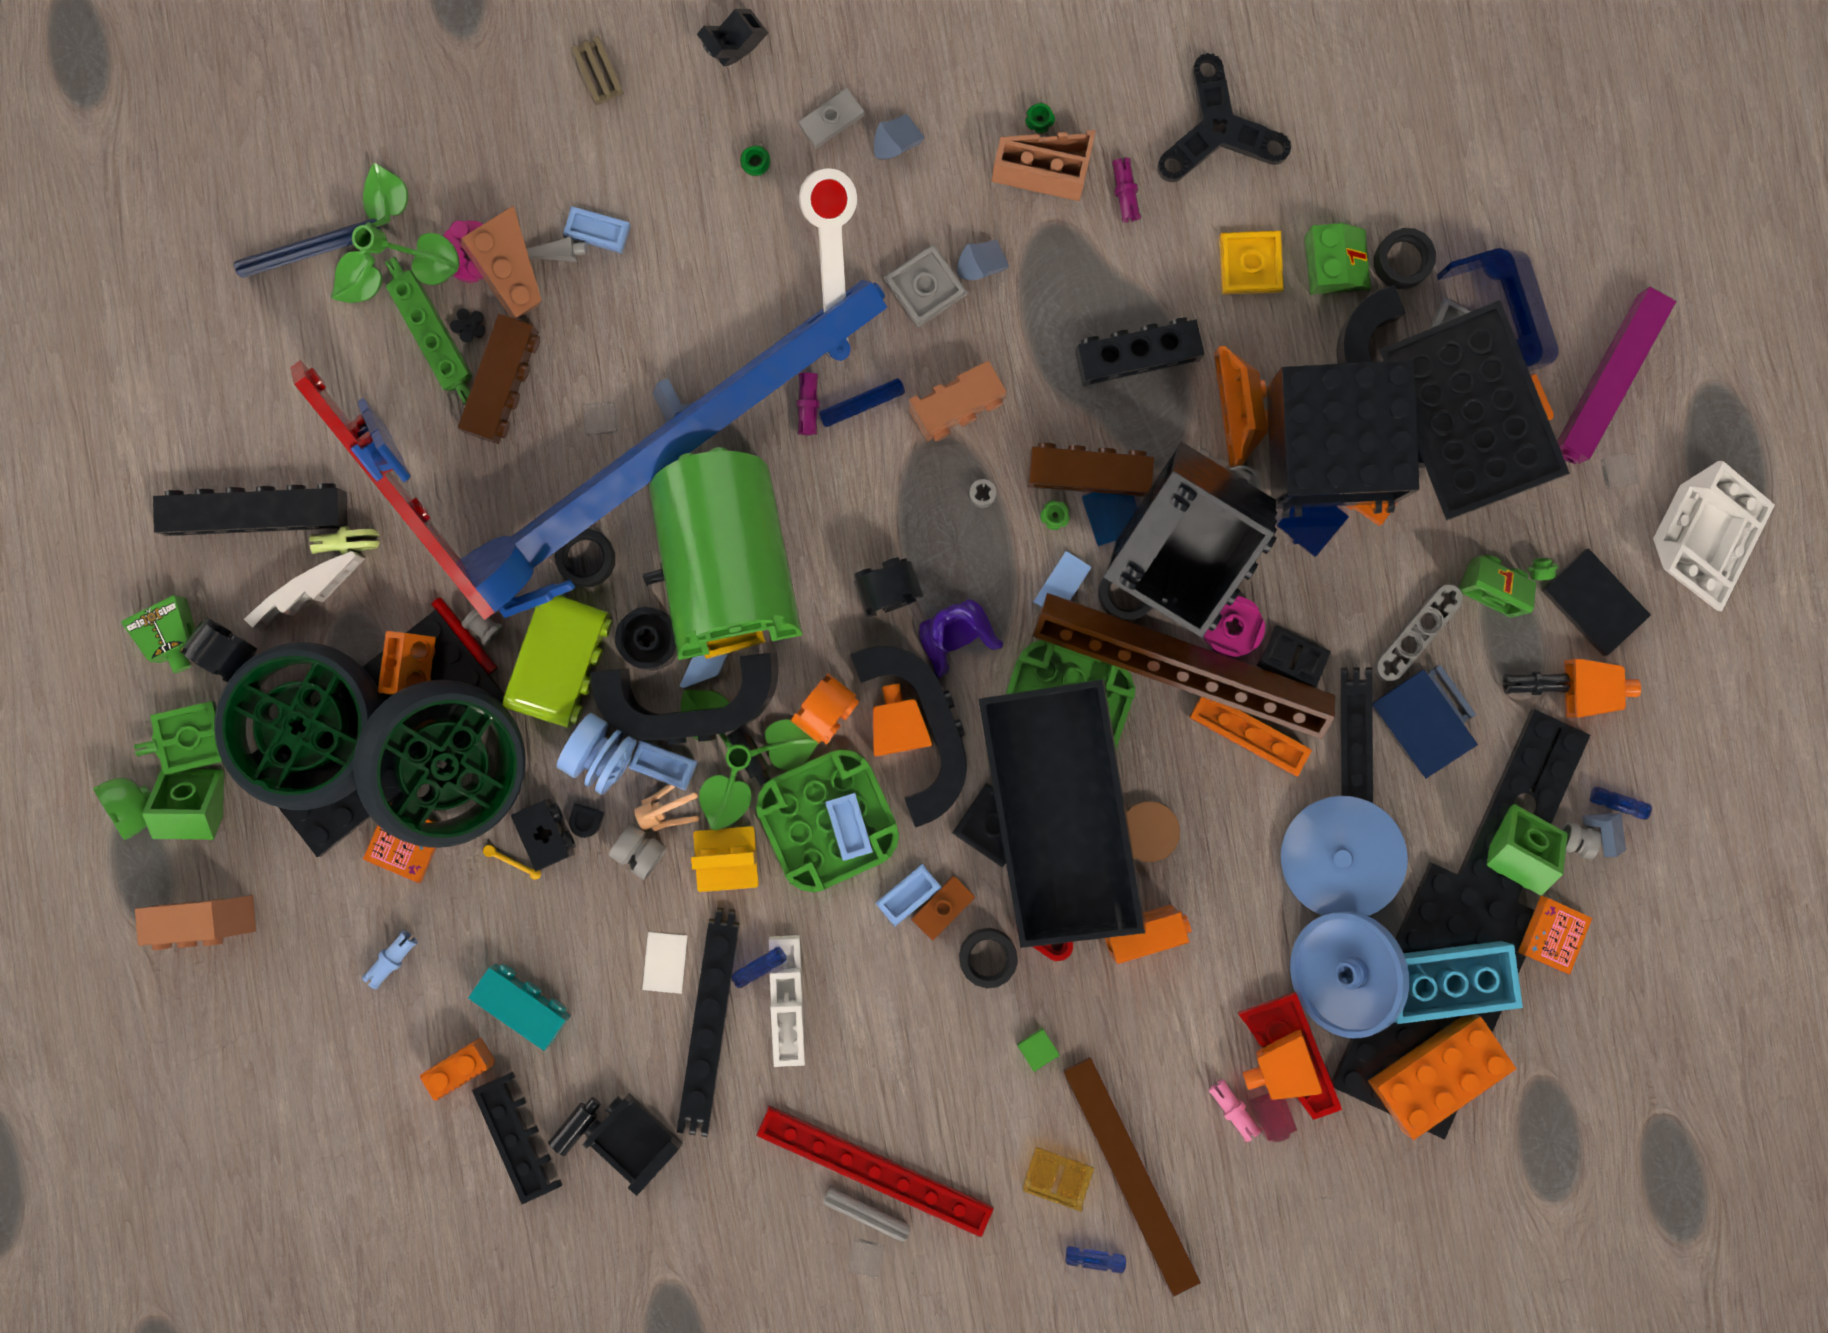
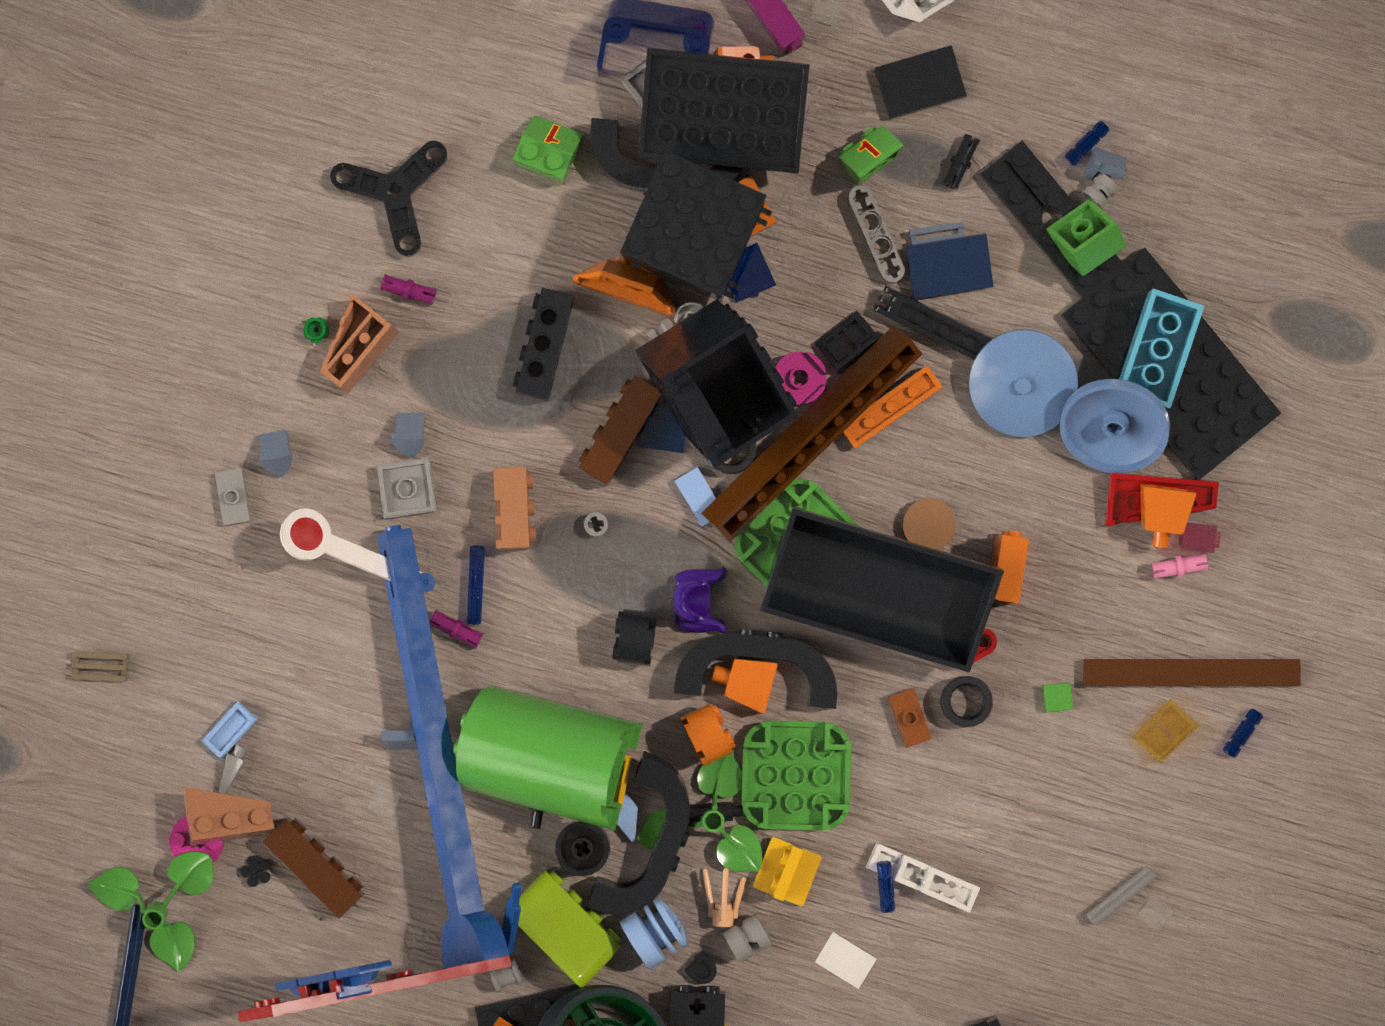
camera: 55 degrees left, 0 degrees up
(429, 330) = (245, 905): bright green plate -> none
(464, 635) = (506, 994): red bar -> none
(601, 574) = (512, 862): black tyre -> none
(663, 765) = (688, 885): light blue tile -> none
(709, 1023) = (910, 947): black hinge -> none
(734, 37) = (129, 544): black brick -> none
(755, 152) = (229, 571): green plate -> none
(849, 826) = (809, 760): light blue tile -> none
(875, 1171) = (1090, 873): red tile -> none
(908, 895) = (886, 740): light blue tile -> none
(981, 826) = (859, 656): black tile -> none
(1055, 507) = (648, 478): bright green plate -> none
(1251, 262) = (515, 218): yellow tile -> none
(1423, 245) = (559, 81): black tyre -> none
(1442, 1075) = (1228, 392): orange brick -> none
(1542, 569) = (873, 112): bright green plate -> none
(1555, 935) = (1164, 247): orange tile -> none
(1597, 688) = (988, 117): orange torso -> none

